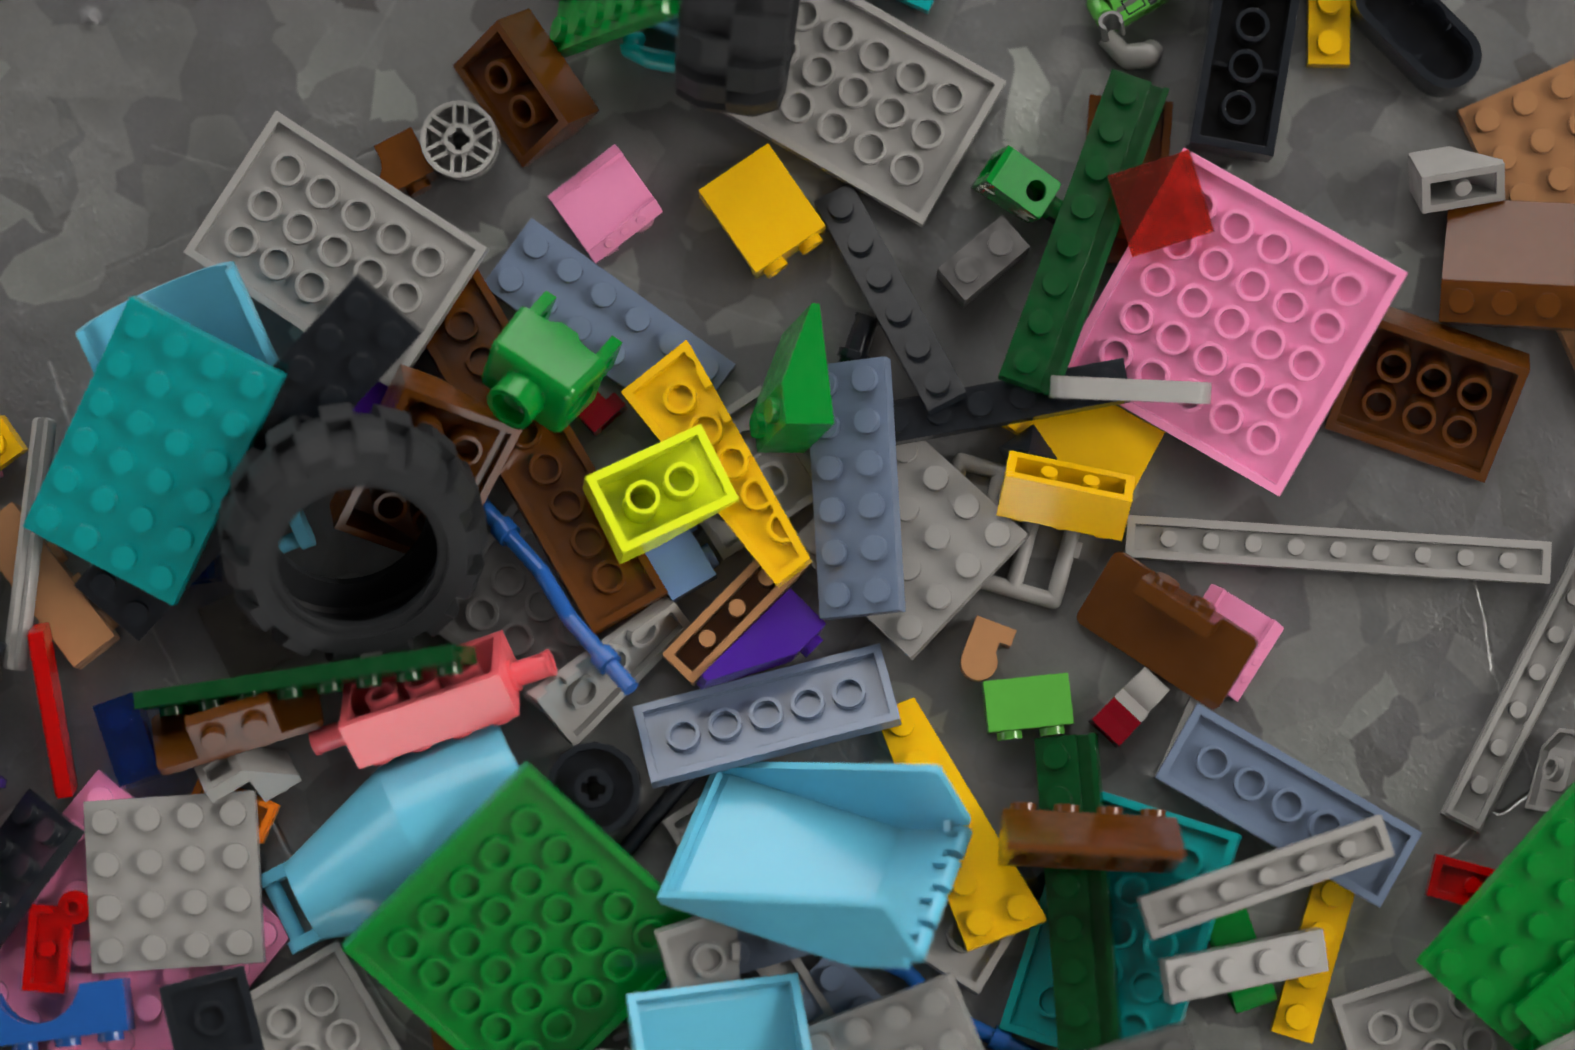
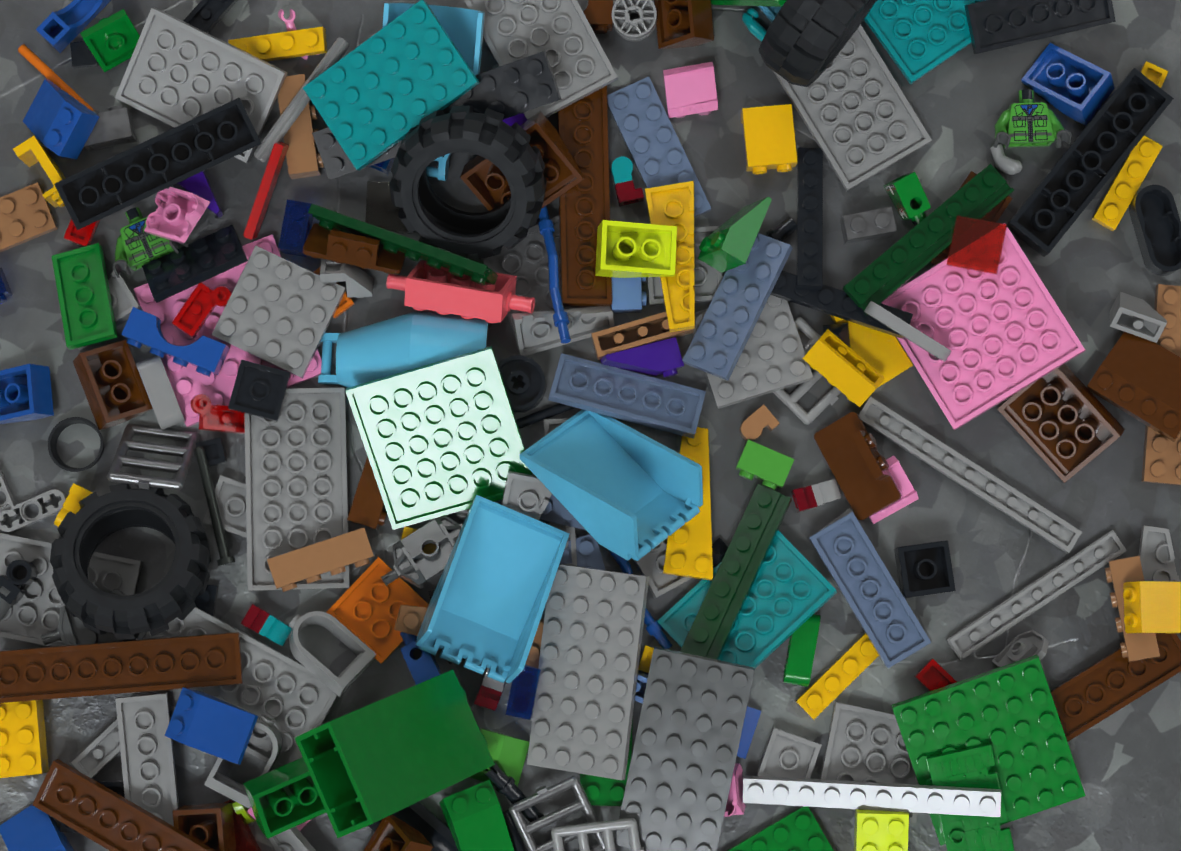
camera: 25 degrees right, 0 degrees up
(543, 370) = (612, 154): green piece -> none
(1089, 840) = (757, 549): reddish brown slope -> none
(1243, 965) = (800, 658): light grey plate -> none
(1265, 876) = (837, 618): light grey plate -> none
(1351, 728) = (924, 569): none -> black brick

